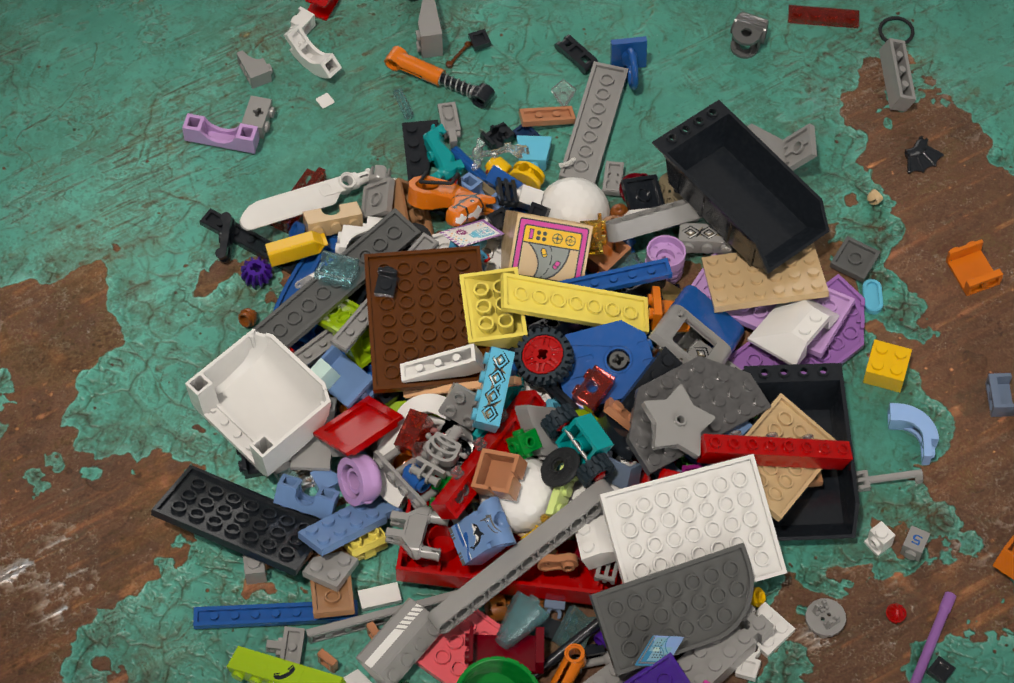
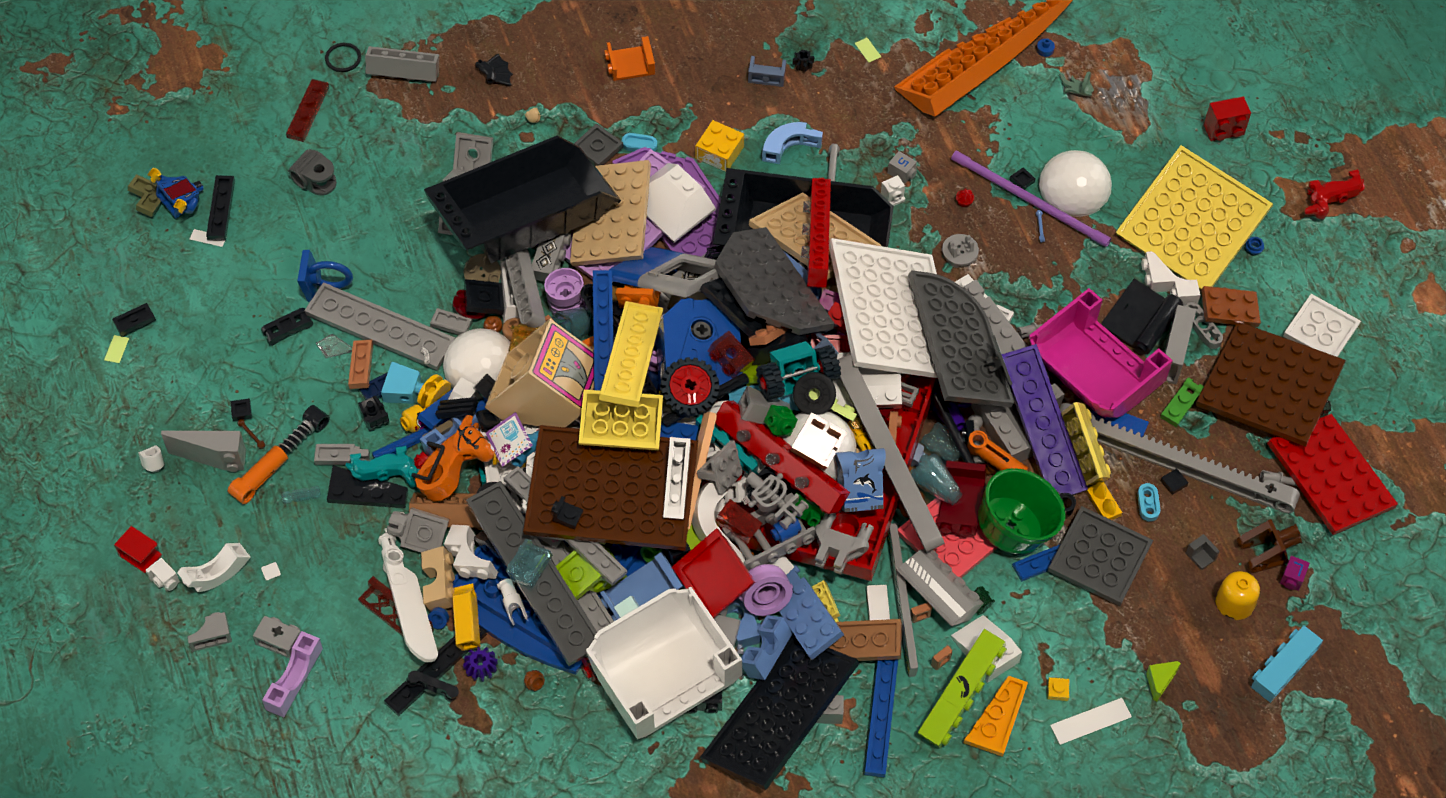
camera: 80 degrees left, 0 degrees up
(289, 646) = (921, 691): light grey hinge -> none
(331, 569) = (856, 635): light grey plate -> none
(478, 153) = (402, 393): clear piece -> none
(493, 389) = (725, 429): medium azure brick -> none
(677, 422) = (791, 287): light grey plate -> none

